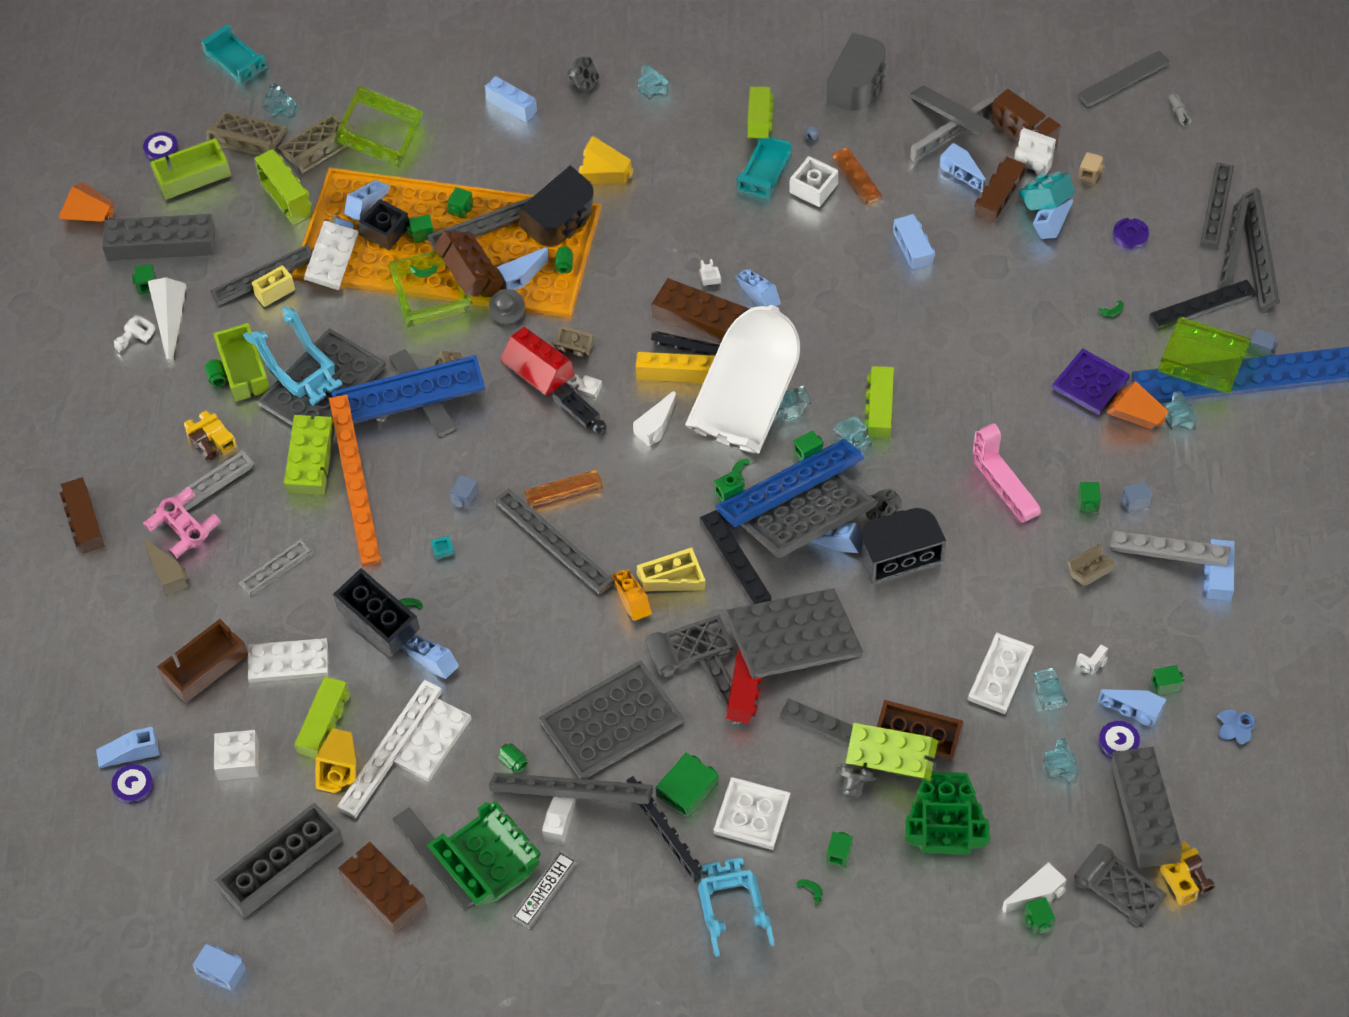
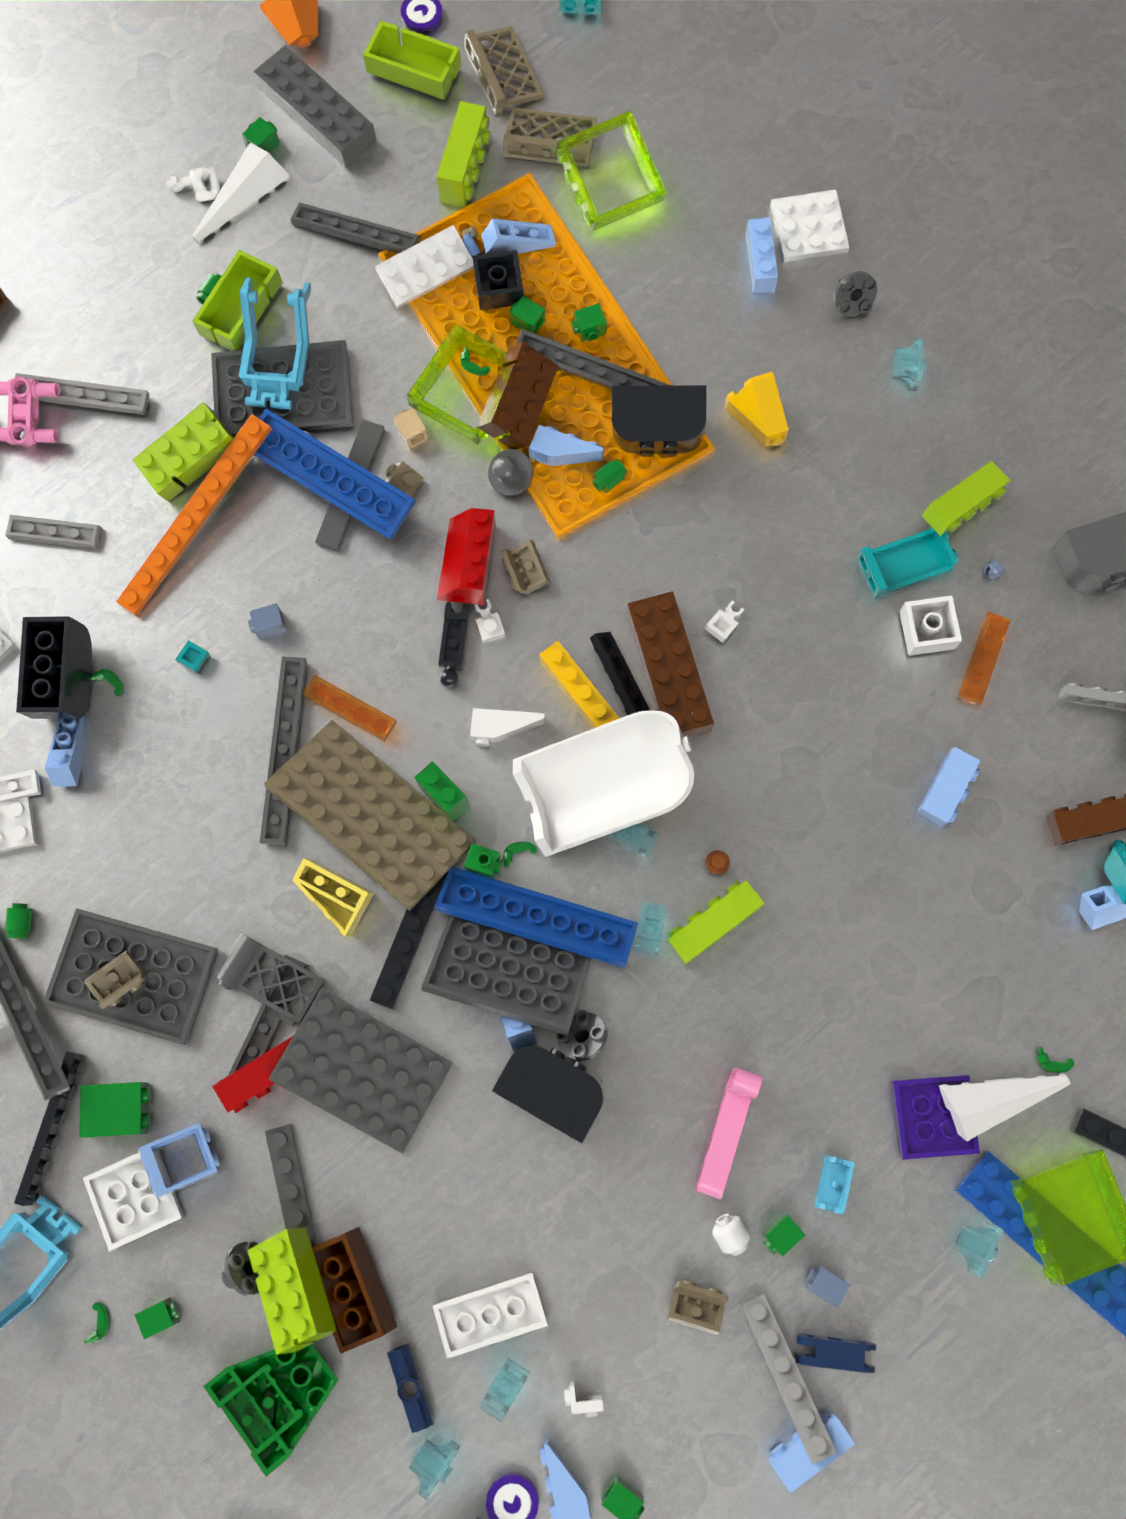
camera: 50 degrees right, 20 degrees up
(208, 430) = (146, 343): yellow hips -> none
(273, 286) = (346, 250): light yellow brick -> none
(279, 102) = (559, 62): clear light blue brick -> none
(422, 336) = (410, 428): none -> tan brick
(517, 66) = (809, 226): none -> white plate
(609, 720) = (115, 980): none -> dark tan bracket
(631, 594) = (277, 880): light orange slope -> none
(641, 520) = (370, 814): none -> dark tan plate
(669, 471) = (442, 791): none -> green brick
(752, 779) = (210, 1159): none -> light blue window
(758, 288) = (747, 685): light blue slope -> none
(807, 445) = (598, 896): green brick -> none
(846, 378) = (717, 862): none -> dark orange plate
(960, 164) = (1096, 749): light blue slope -> none
(994, 738) = (415, 1404): none -> dark blue piece
(1065, 521) = (731, 1234): none -> white head
(1084, 453) = (834, 1184): none -> medium azure hinge
(1107, 347) = (987, 1104): none -> white wedge
(1138, 407) = (939, 1195): orange slope -> none
(1178, 518) = (835, 1353): none -> dark blue piece

